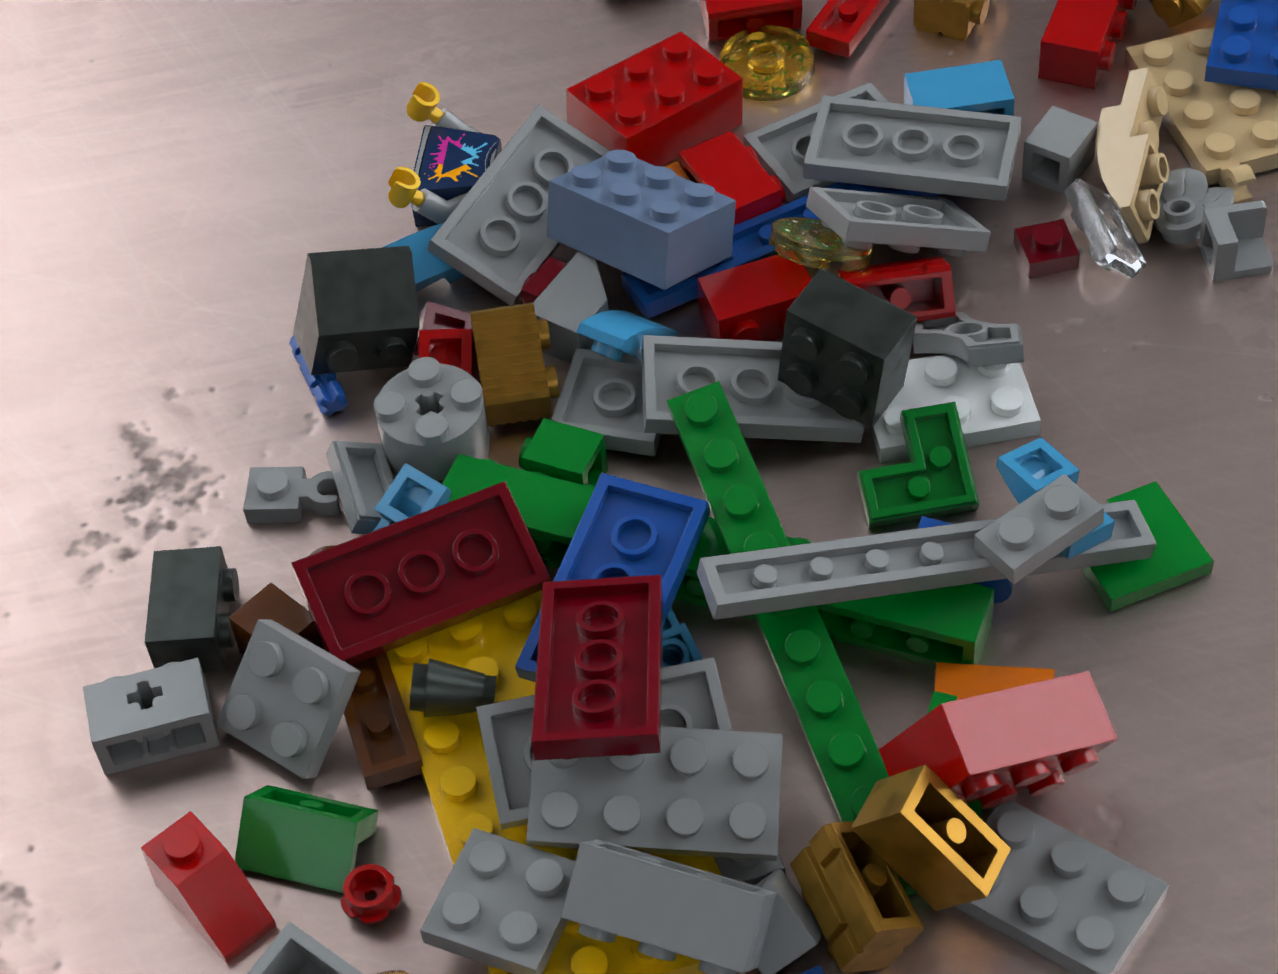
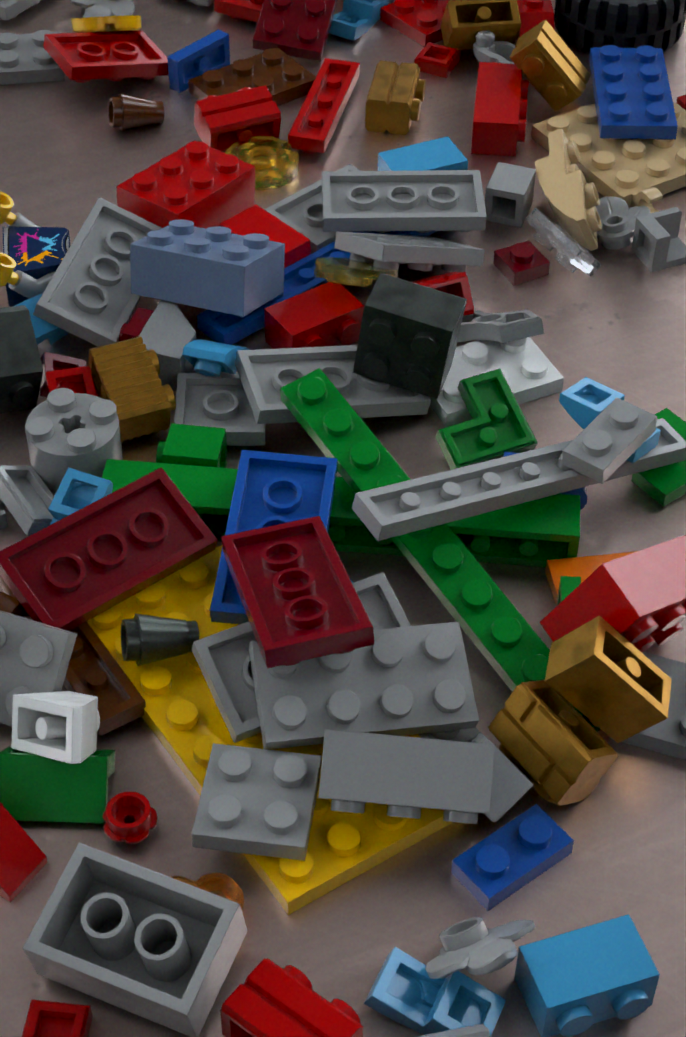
camera: 20 degrees left, 5 degrees down
(315, 775) = (56, 725): none -> white slope

